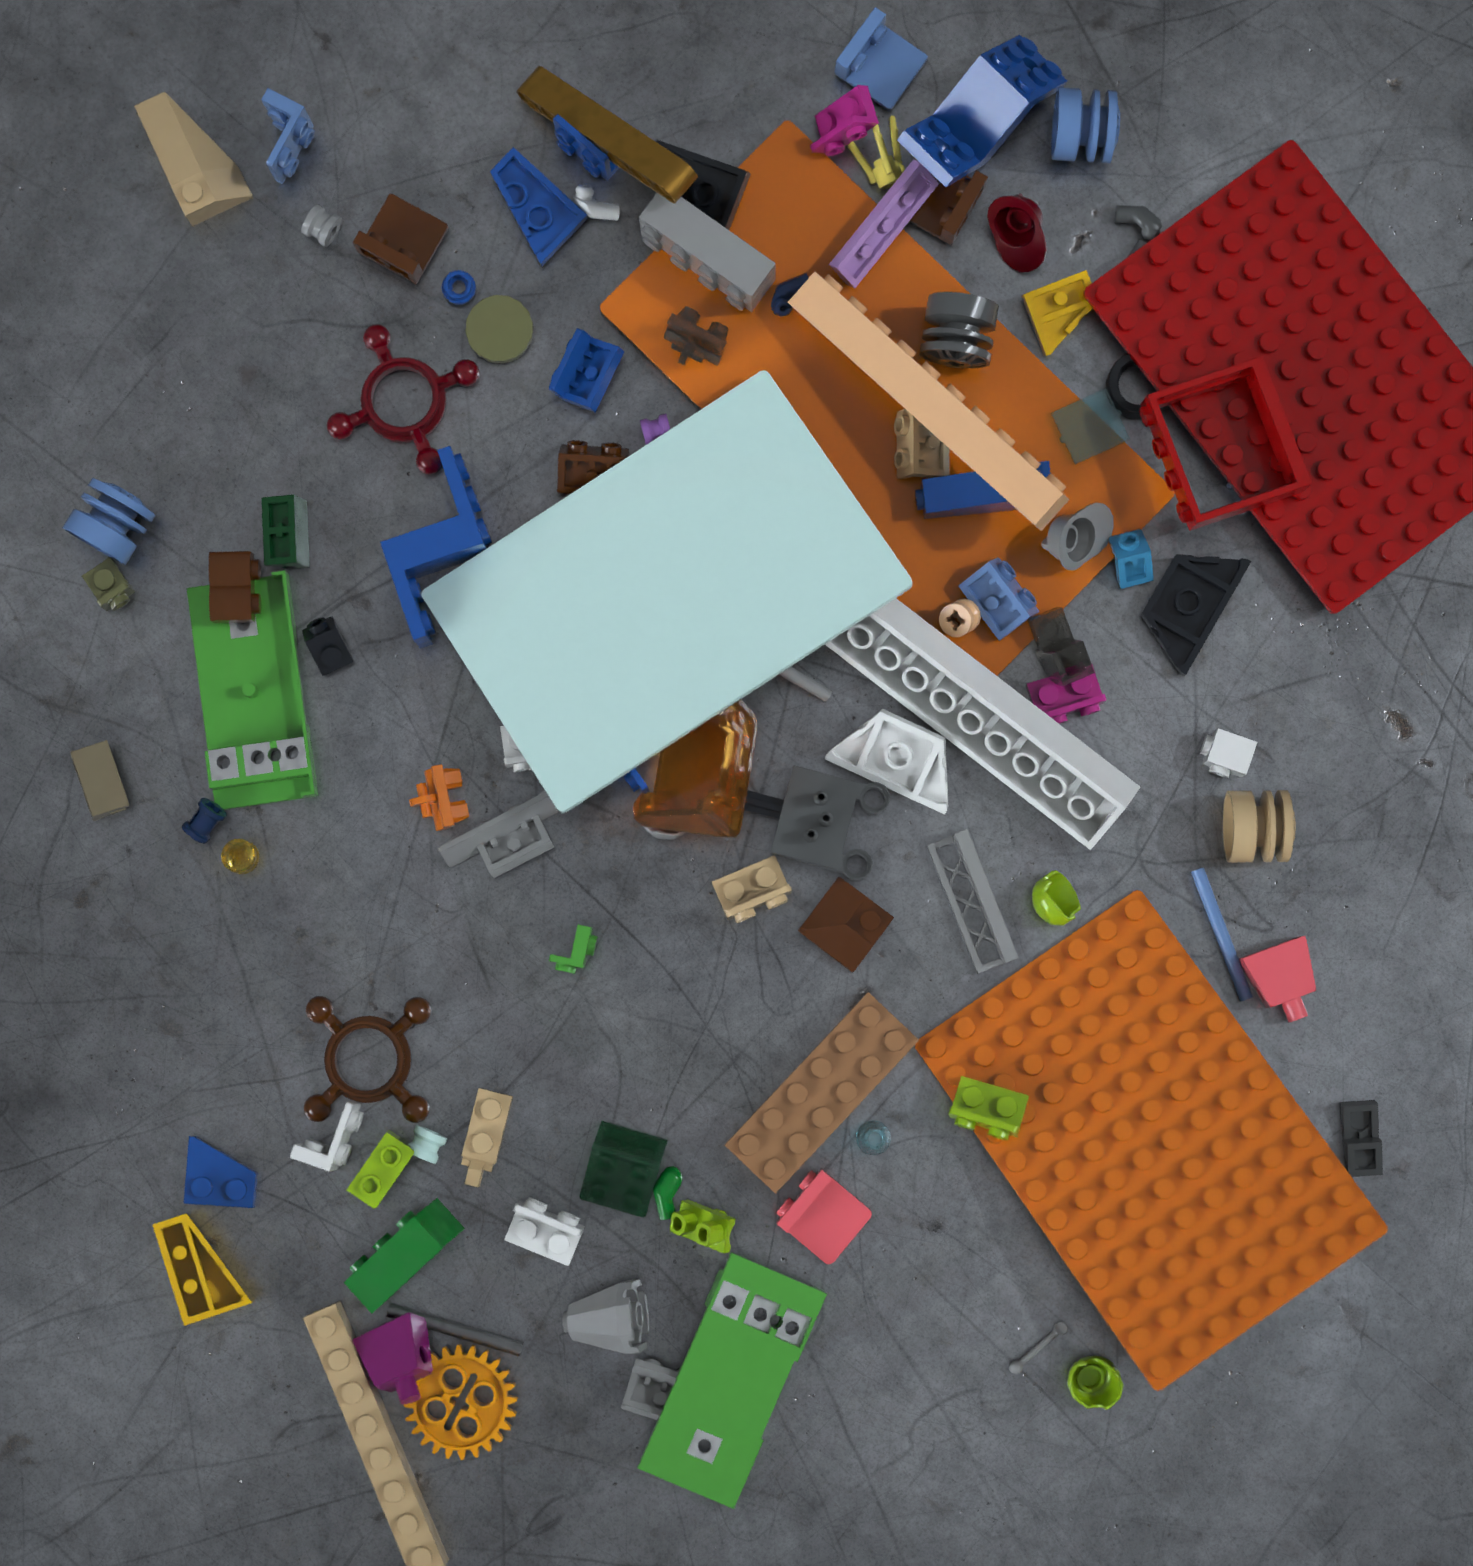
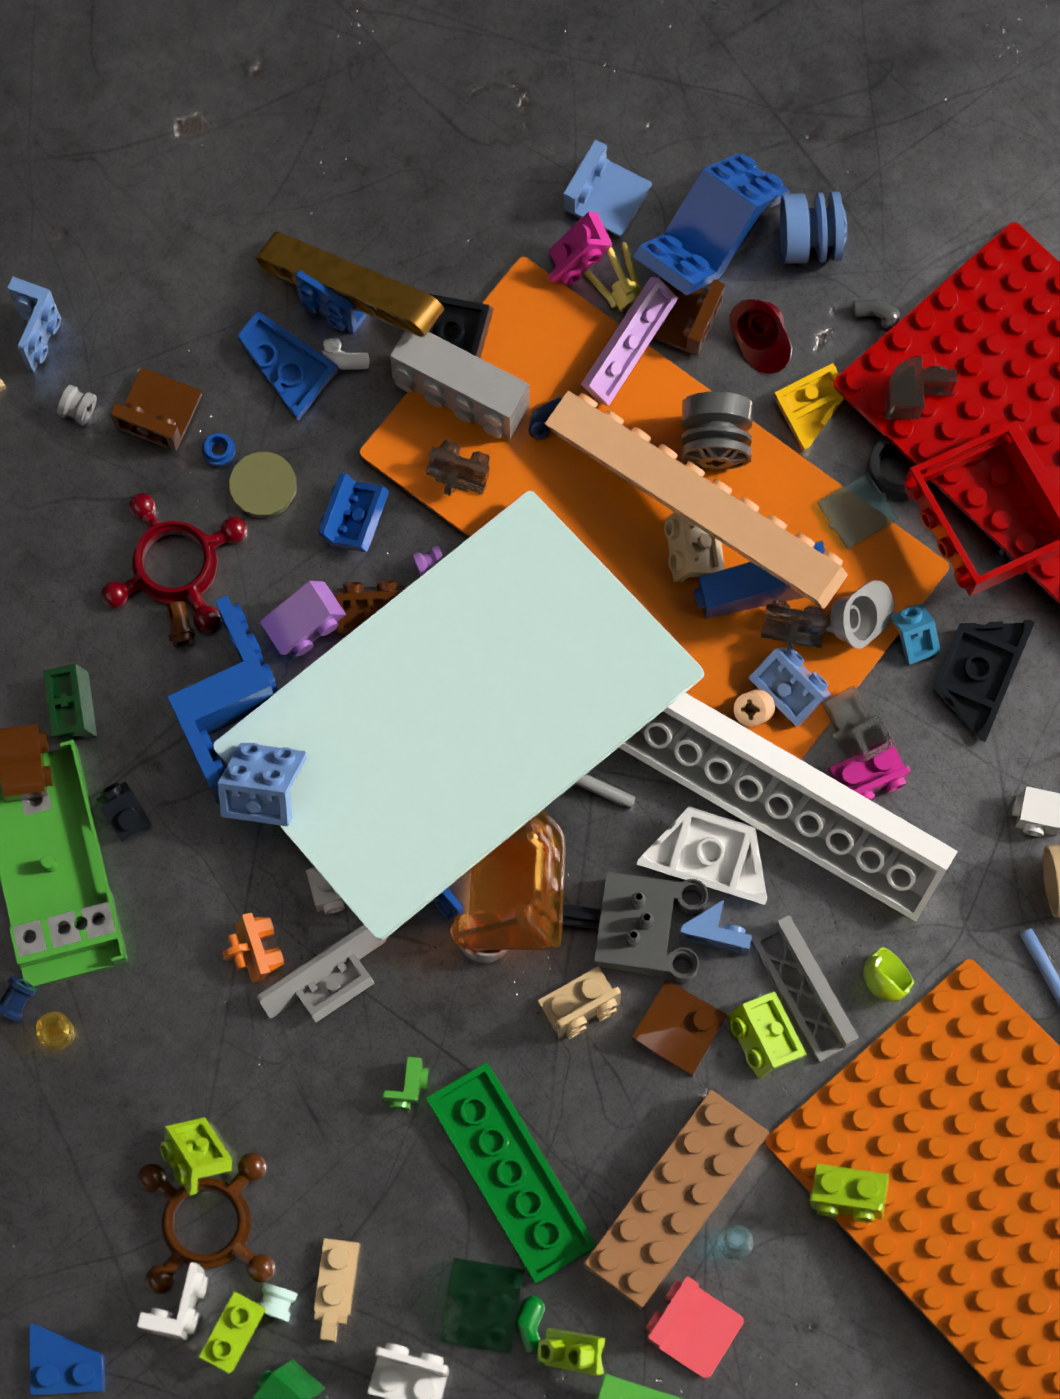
camera: 10 degrees left, 10 degrees down
(362, 992) = (194, 1152): none -> lime bracket
(401, 464) = (179, 625): none -> reddish brown pin
(462, 638) = (259, 783): none -> medium blue bracket
(524, 474) = (303, 618): none -> medium lavender brick
(665, 1046) = (511, 1173): none -> green plate
(884, 833) = (705, 931): none -> medium blue slope
(929, 941) = (765, 1034): none -> lime bracket
(1009, 538) = (794, 625): none -> clear smoke hips
(1159, 304) = (910, 383): none -> clear smoke brick

